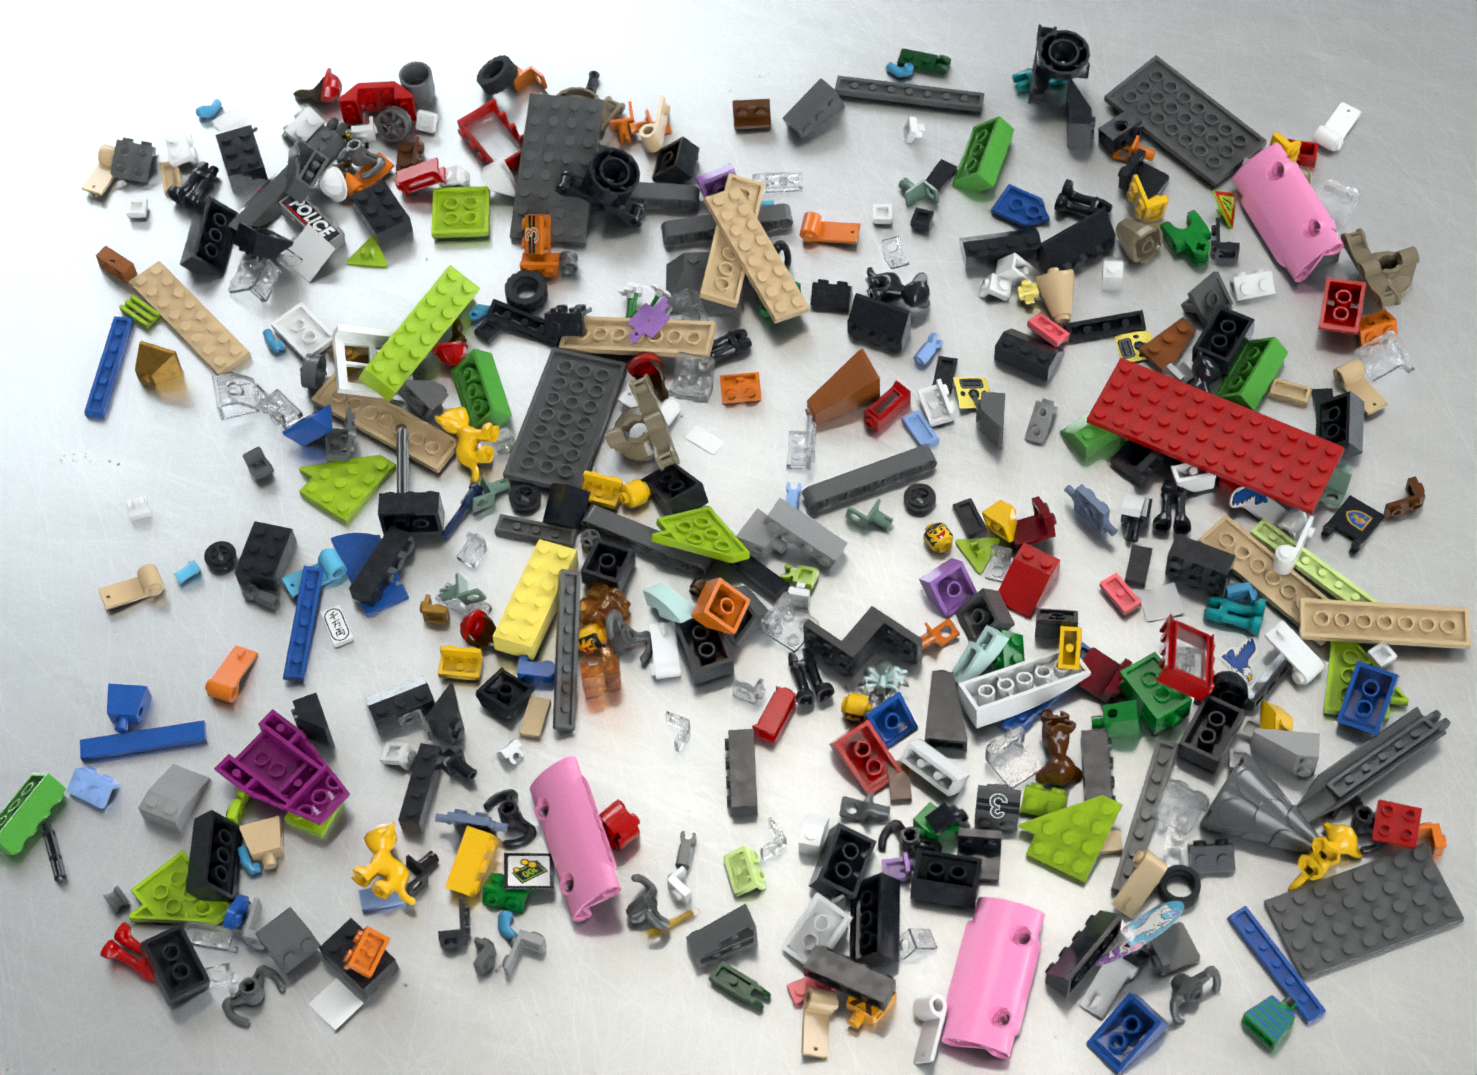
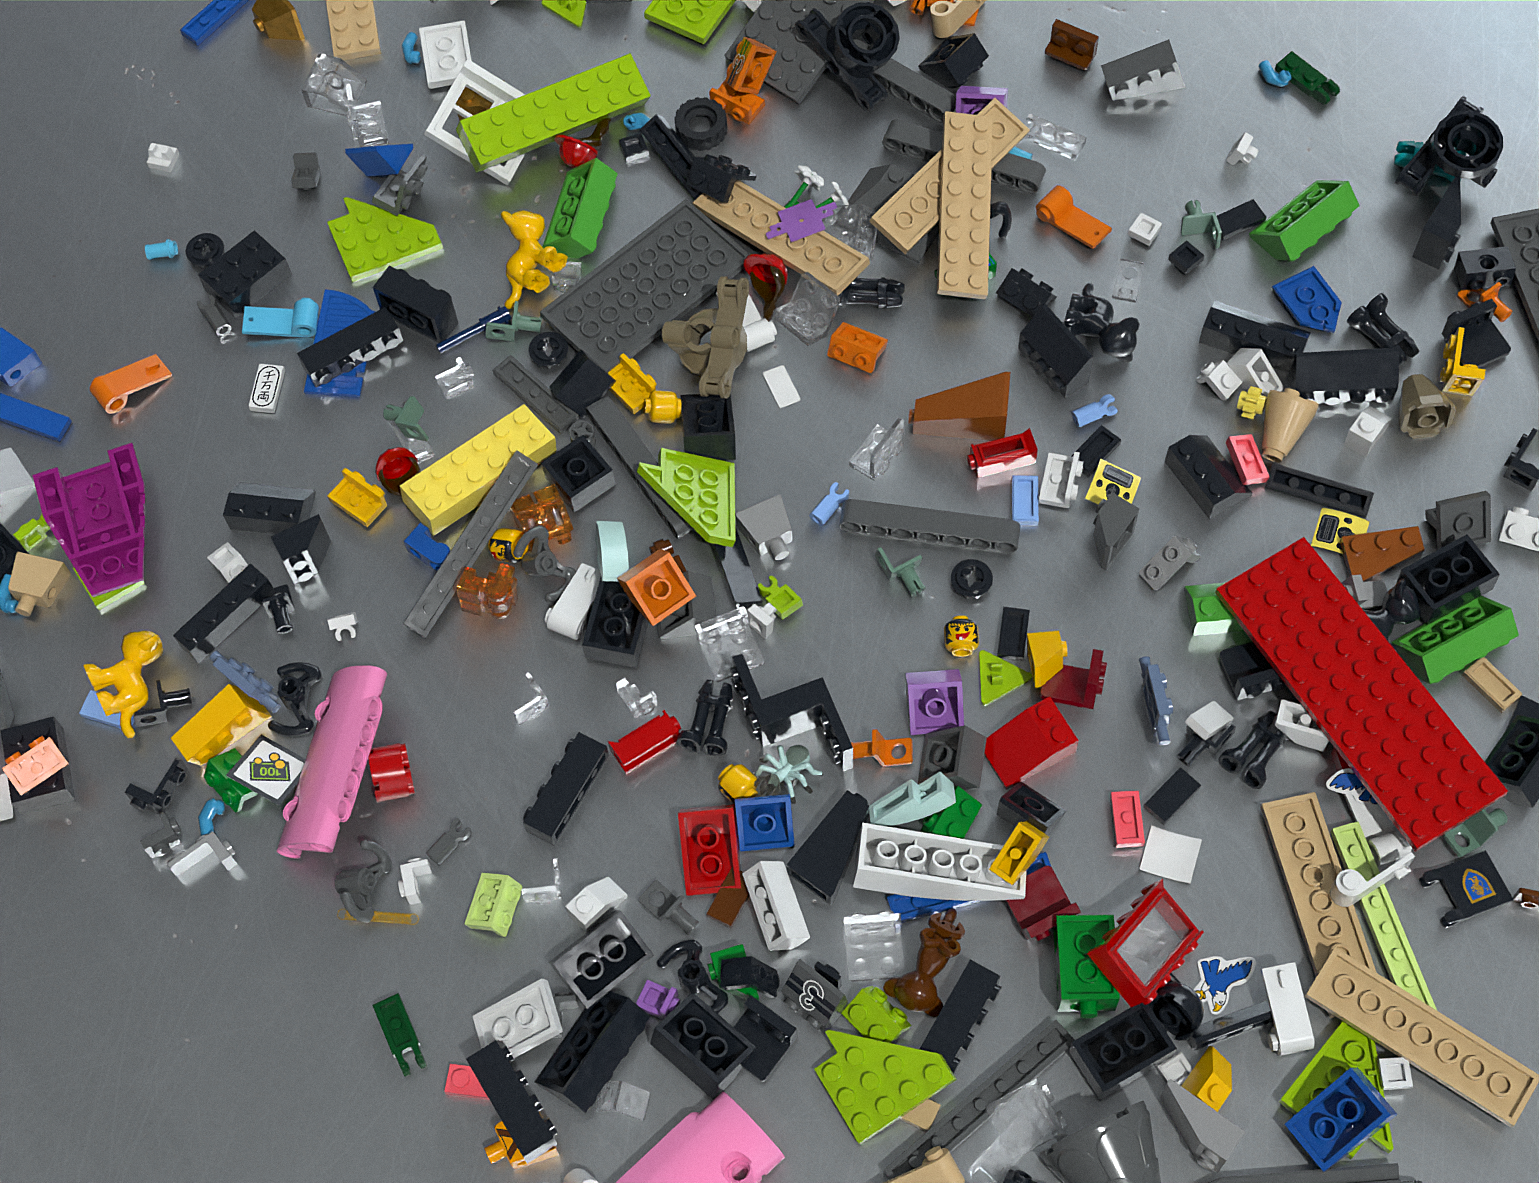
camera: 30 degrees right, 5 degrees up
(145, 585) = (100, 241): tan door -> none
(303, 624) = (233, 367): blue tile -> none
(311, 719) = (169, 475): black slope -> none
(313, 371) = (423, 100): dark grey wheel -> none
(382, 419) = (465, 201): tan plate -> none
(402, 460) = (447, 245): axle -> none
(418, 717) = (274, 528): clear bracket -> none
(423, 396) = (513, 185): dark grey slope -> none
(434, 613) = (369, 425): pearl gold bracket -> none
(503, 694) = (378, 556): black slope -> none
(535, 717) = (395, 600): tan tile -> none
(568, 262) = (765, 114): dark grey wheel -> none
(723, 936) = (416, 967): dark grey wedge -> none
(805, 533) = (811, 551): light grey brick -> none
(815, 1028) = (451, 1128): tan door -> none
(910, 93) = (1267, 107): dark grey plate -> none
(1001, 558) = (1014, 698): clear bracket -> none
(1119, 719) = (1024, 972): green torso -> none
(1191, 240) = (1487, 438): green piece -> none
(1199, 564) = (1241, 837): black brick -> none
(1219, 613) = (1261, 945): teal piece -> none
(1234, 756) = (1134, 1095): white tile -> none
(1241, 591) = (1268, 894): dark azure bracket -> none

